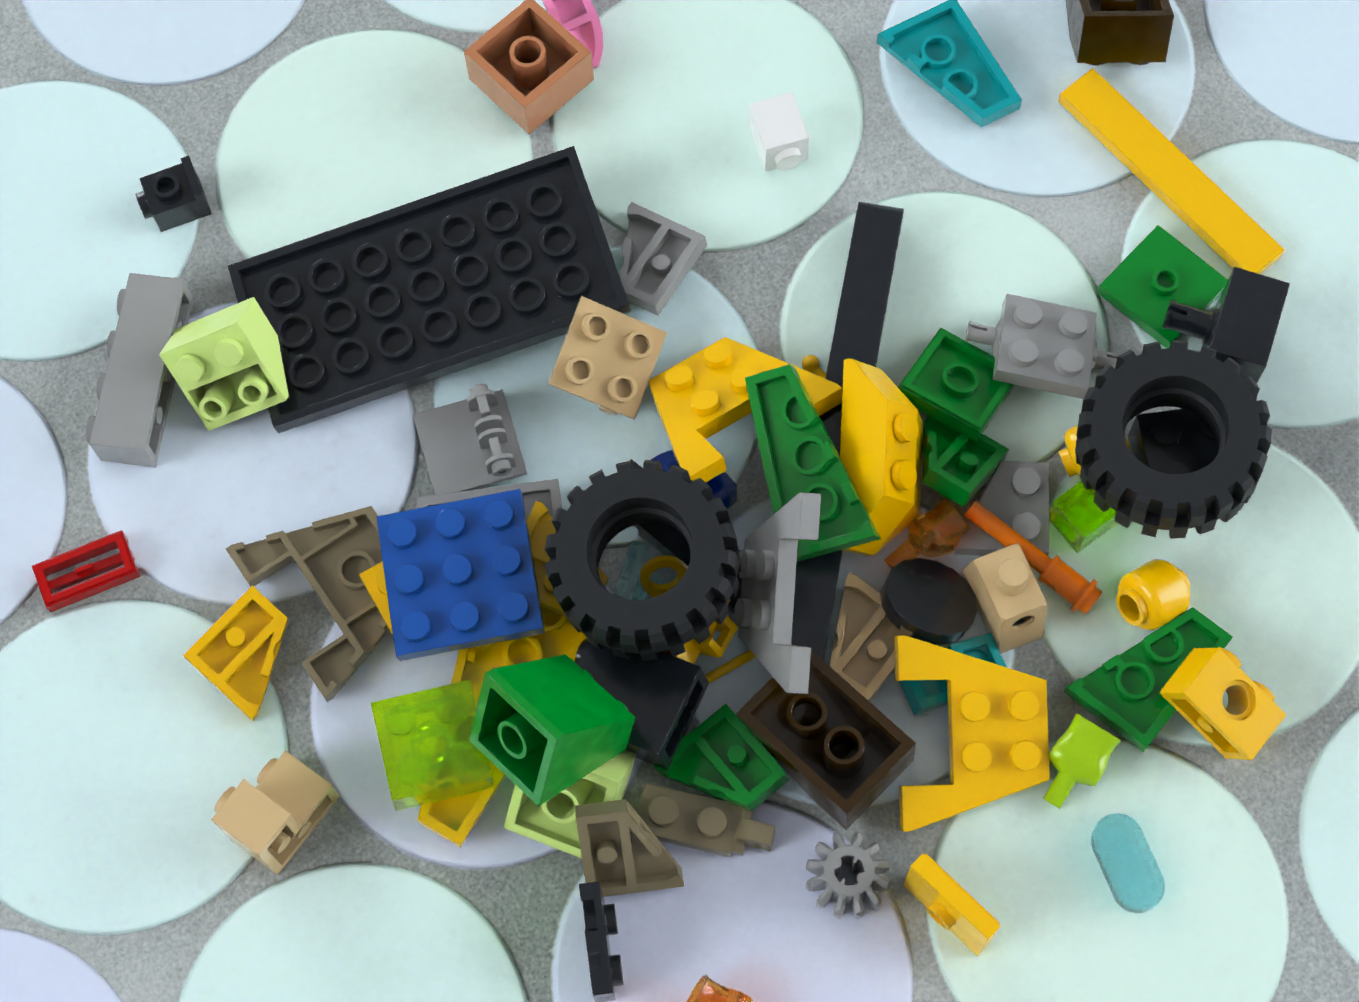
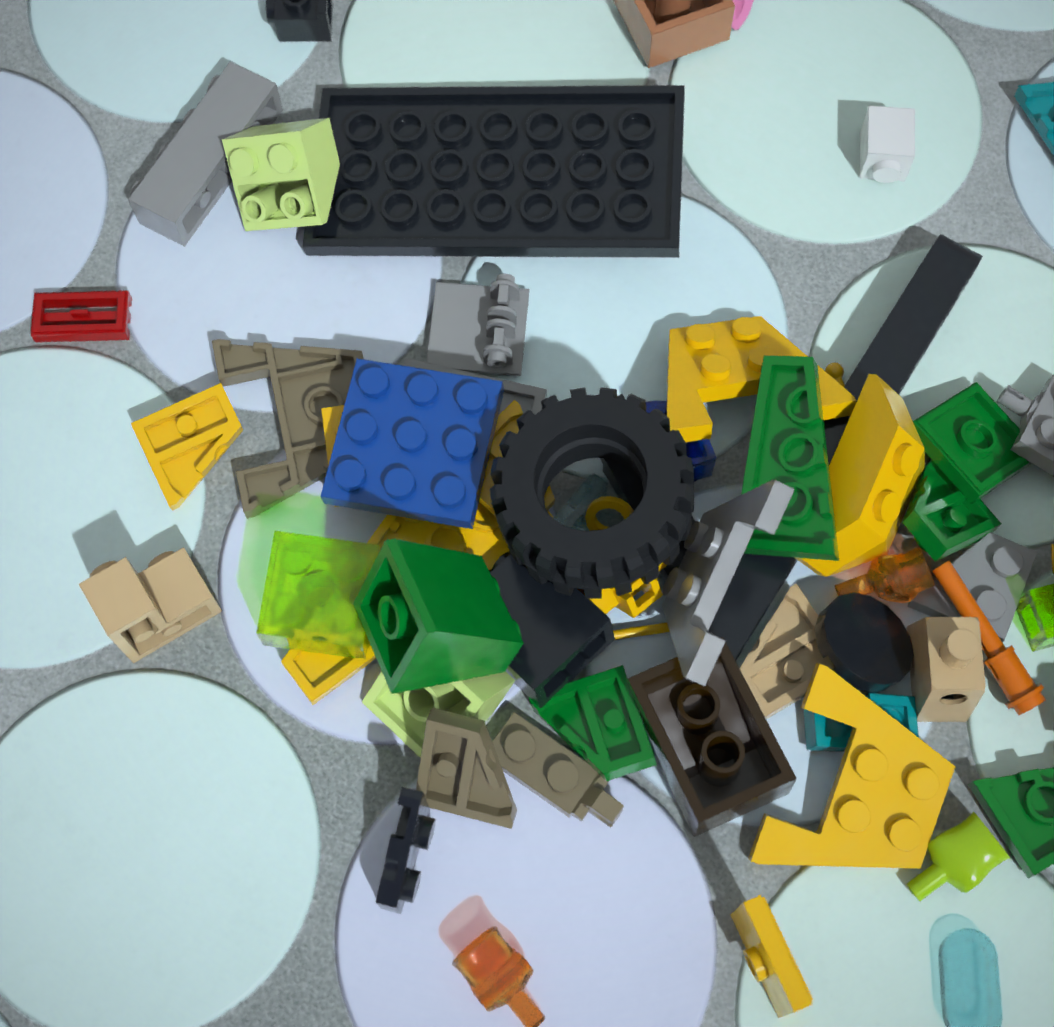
camera: 20 degrees right, 0 degrees up
(607, 358) = (638, 293): tan hinge -> none
(656, 257) = (723, 219): light grey wing -> none
(866, 882) = (691, 897): light grey gear -> none

